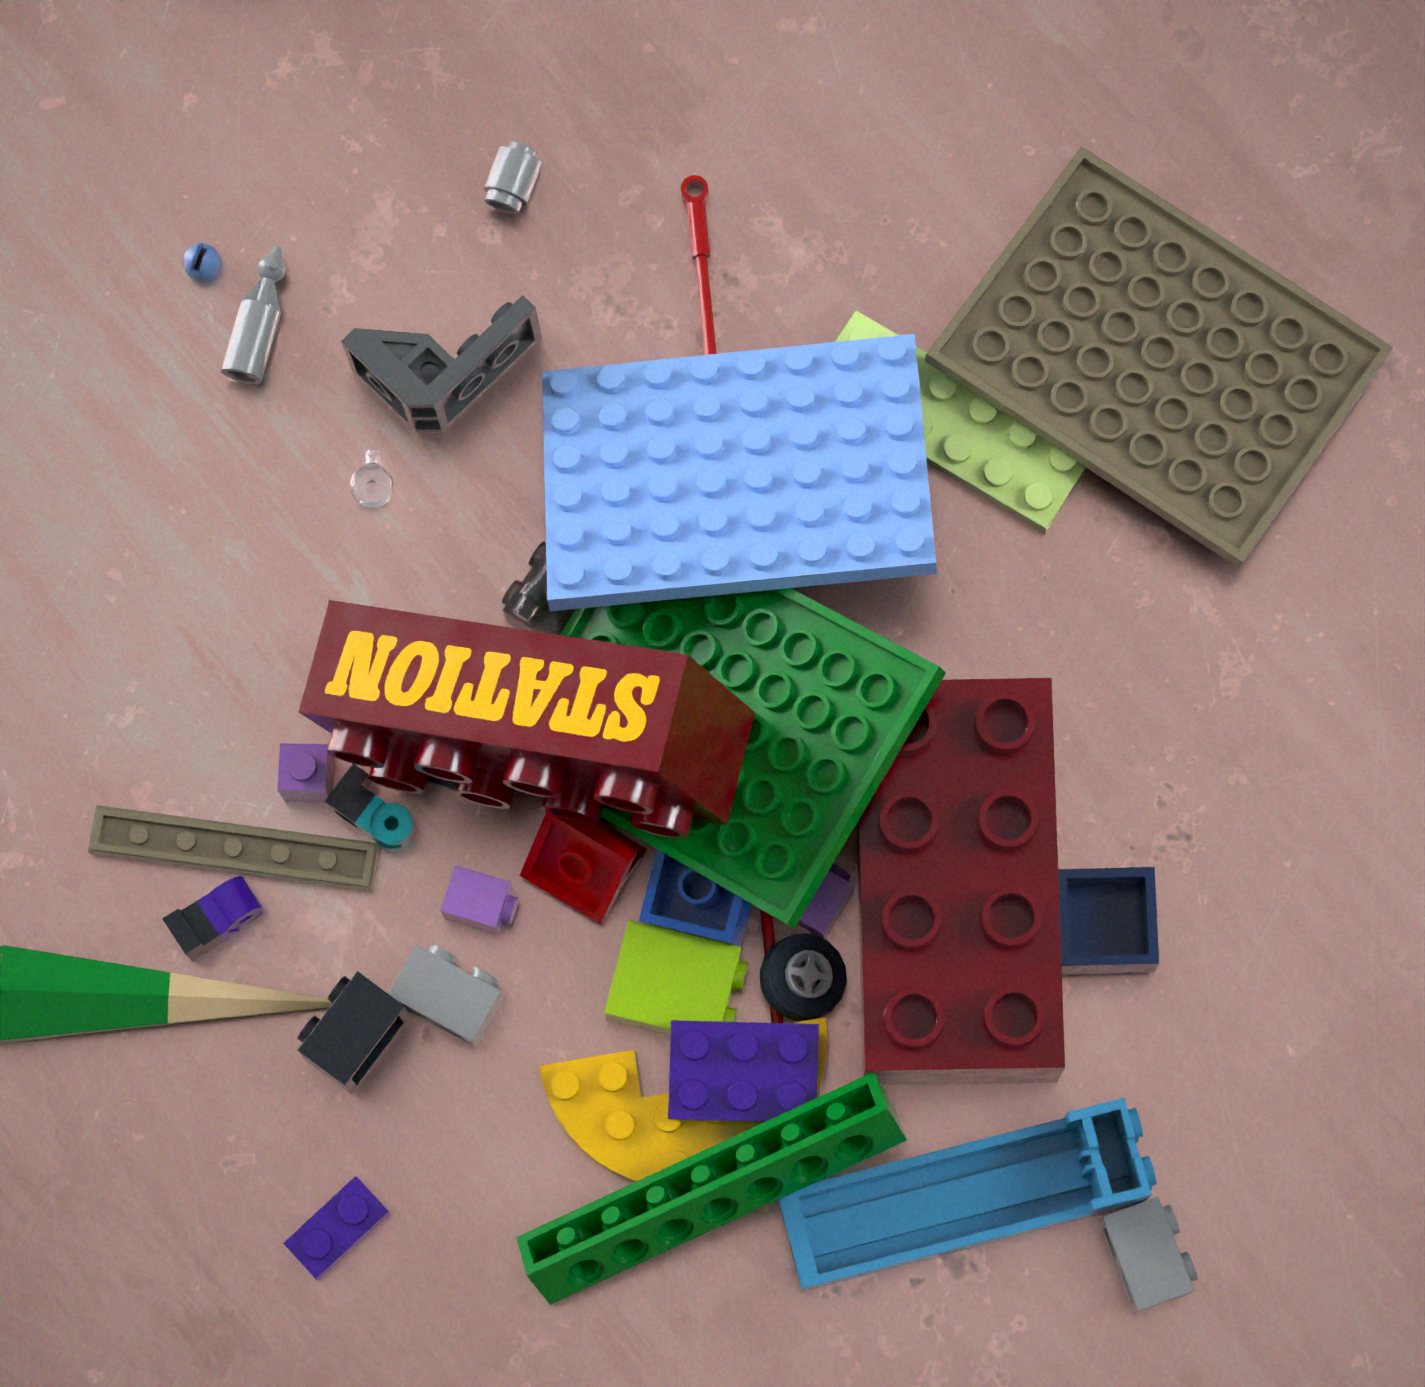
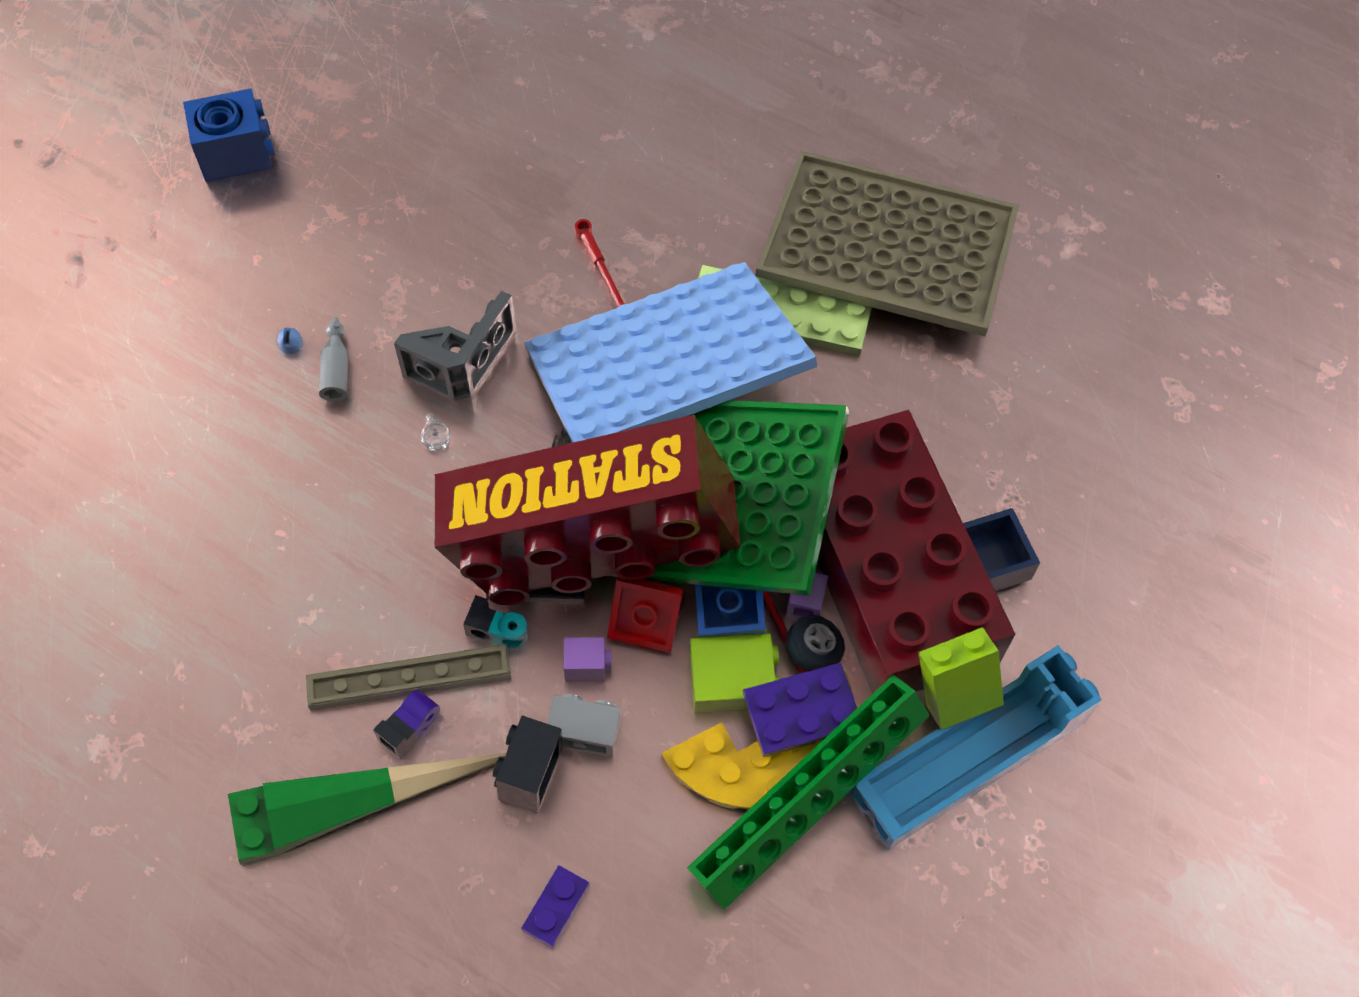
camera: 25 degrees left, 15 degrees down
(305, 772) = (444, 612): medium lavender brick -> none
(512, 177) = (471, 247): light grey brick -> none
(967, 1104) = (961, 678): none -> lime brick
(1148, 1254) = (1105, 750): light grey brick -> none

